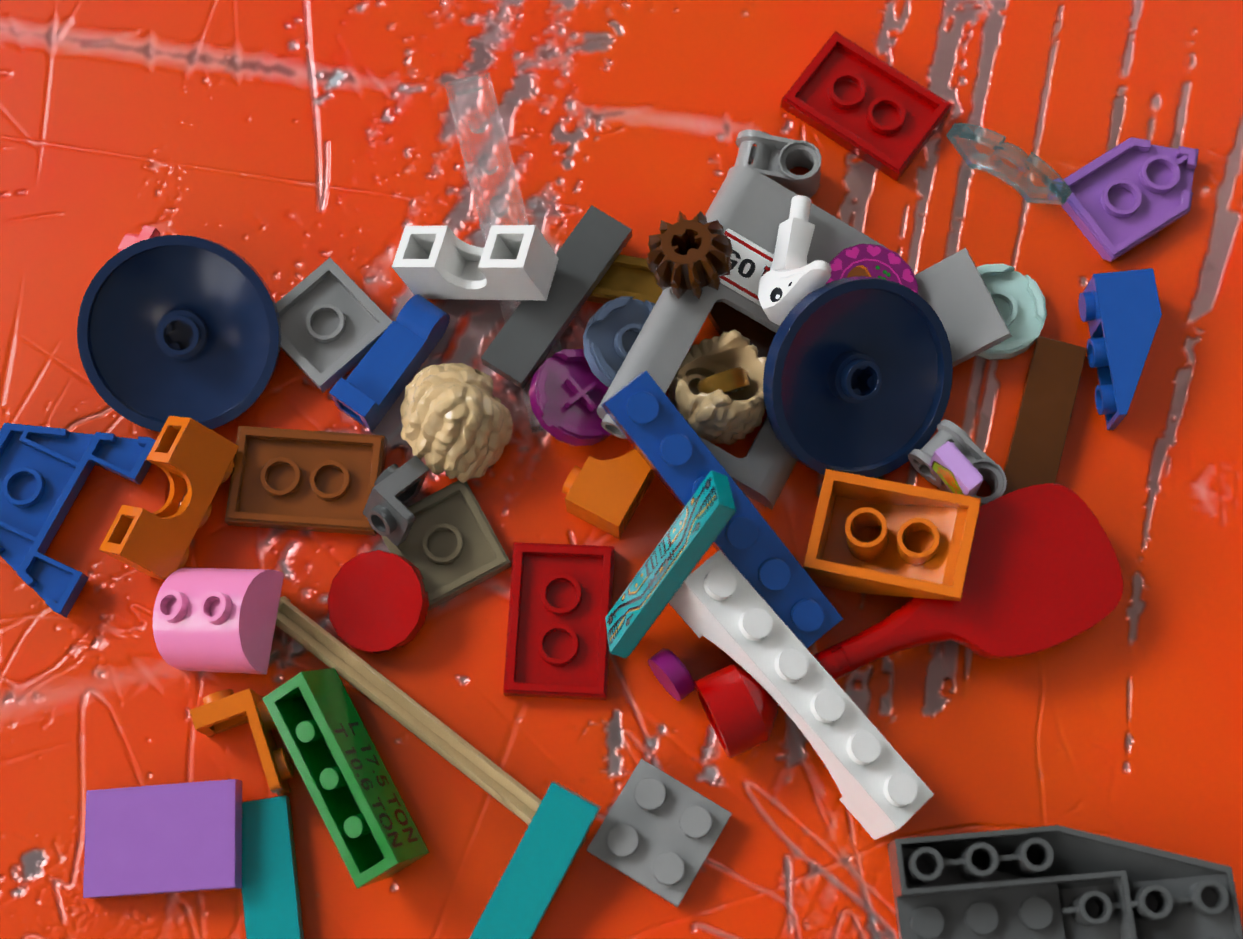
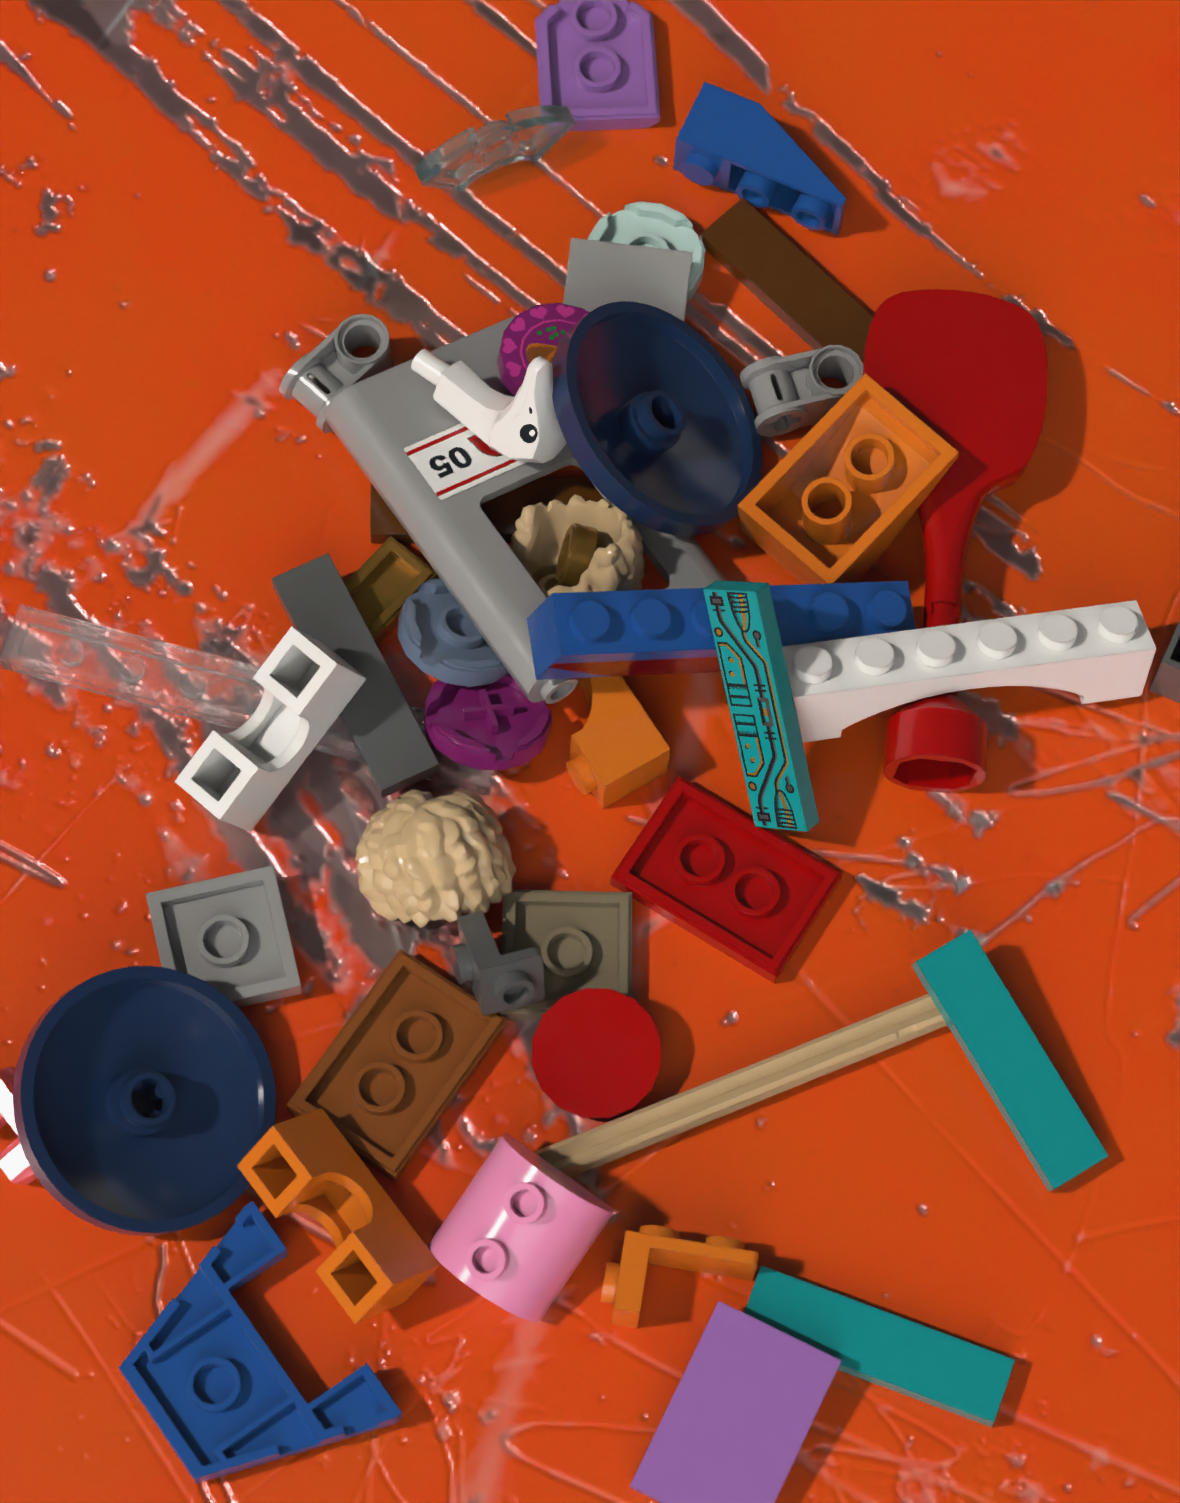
camera: 70 degrees left, 5 degrees down
(345, 776) = (782, 1180): green brick -> none
(391, 363) = (317, 897): blue leg -> none
(659, 832) = (1017, 899): light grey plate -> none
(671, 674) = (857, 792): magenta tile -> none
(689, 255) = (402, 512): reddish brown gear -> none
(866, 105) = (323, 247): red tile -> none
(955, 470) = (818, 382): lavender tile -> none

